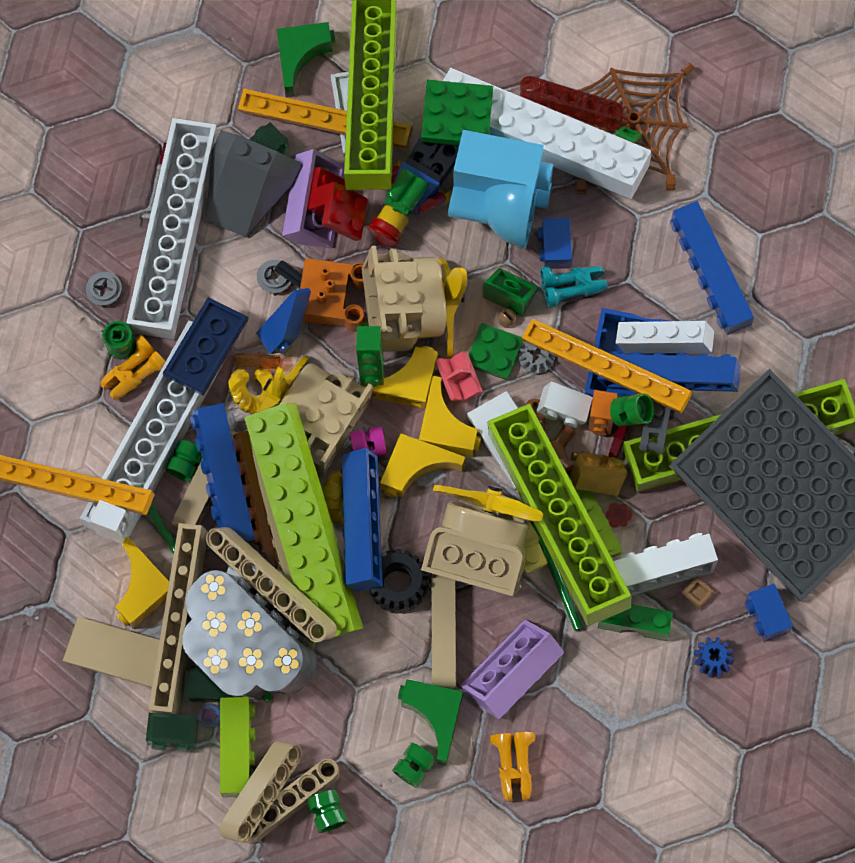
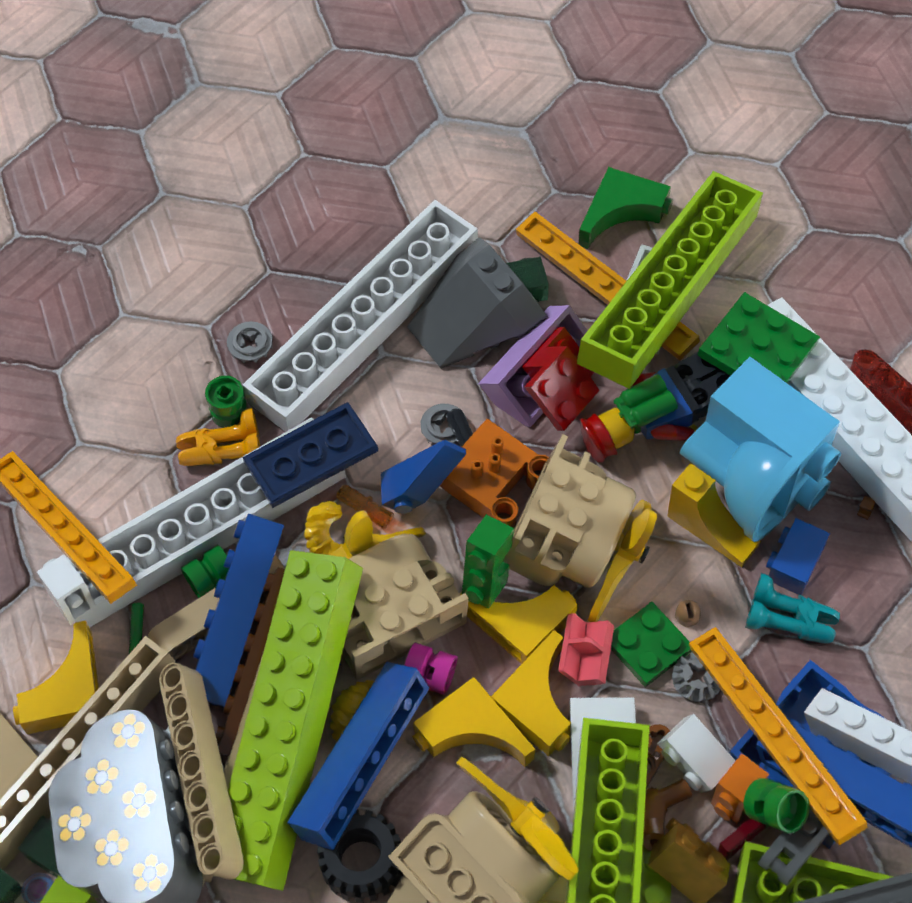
camera: 30 degrees right, 10 degrees down
(481, 247) = (700, 511): none -> yellow arch
(509, 291) = (708, 582): green slope -> none

